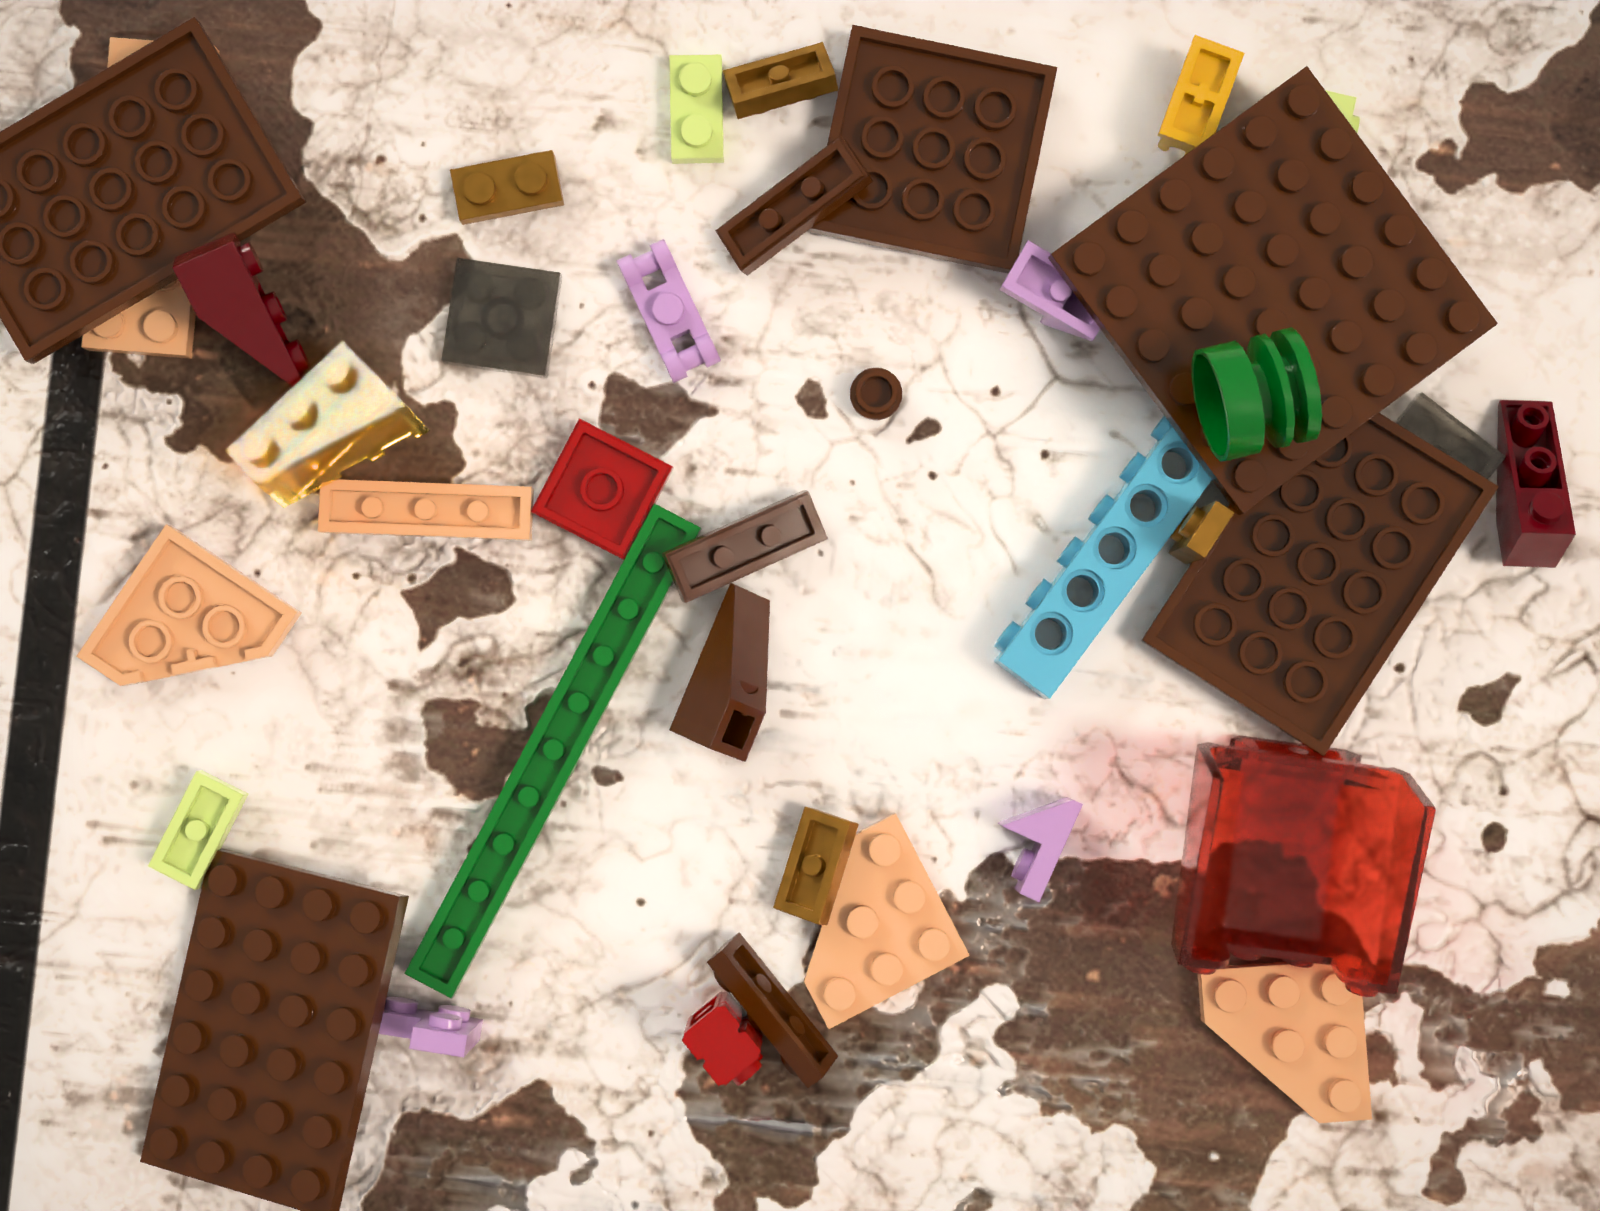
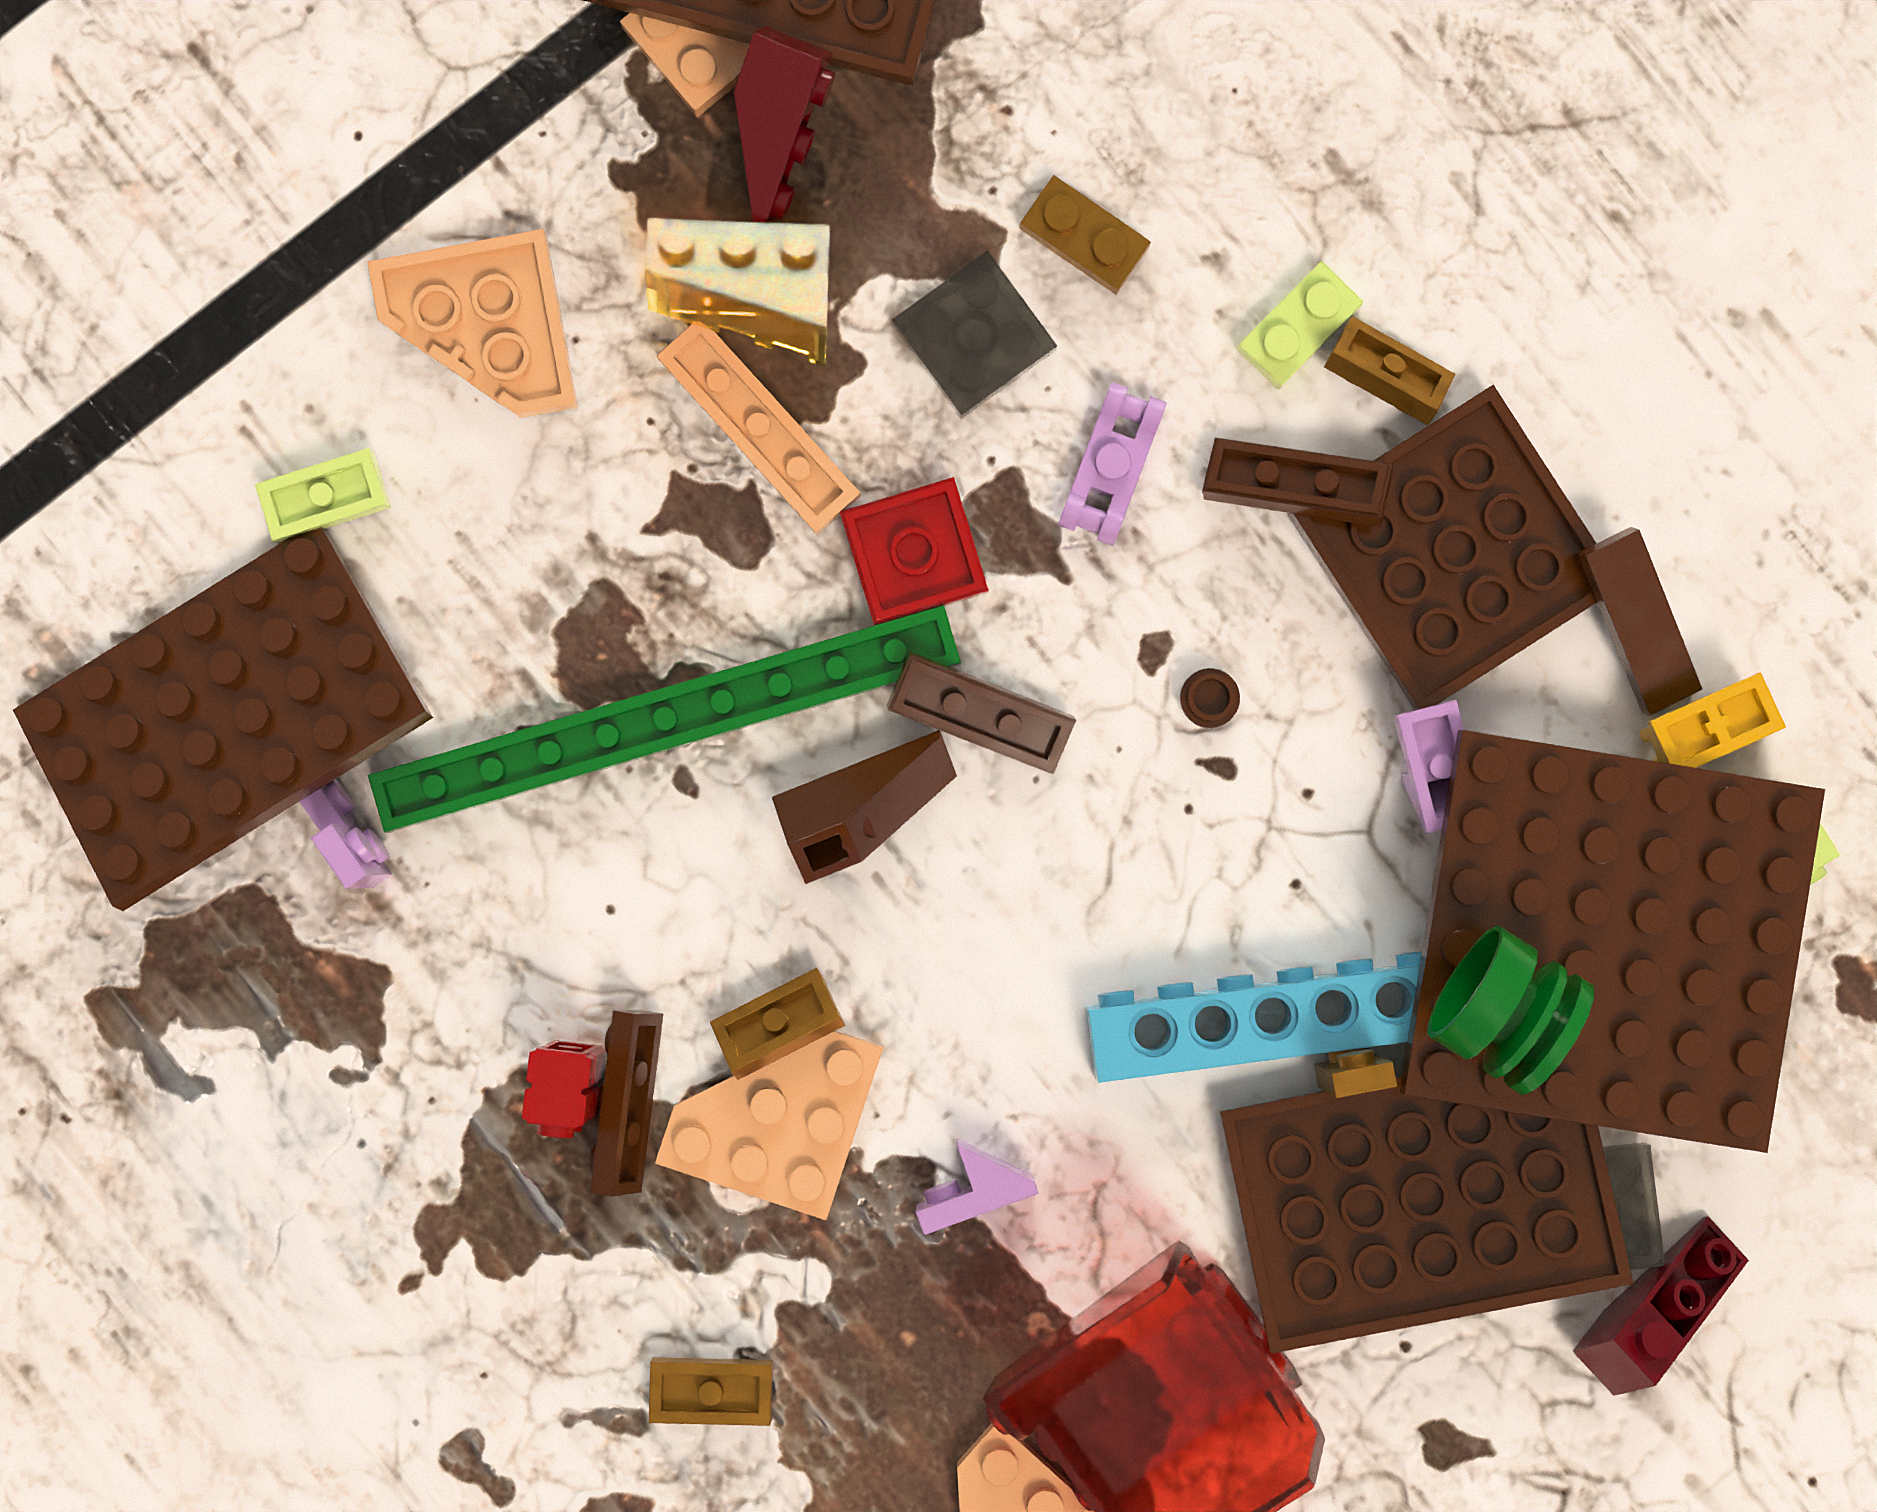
camera: 50 degrees right, 0 degrees up
(1006, 1133) = (710, 1391): none -> pearl gold plate
(1089, 78) = (1640, 620): none -> reddish brown tile

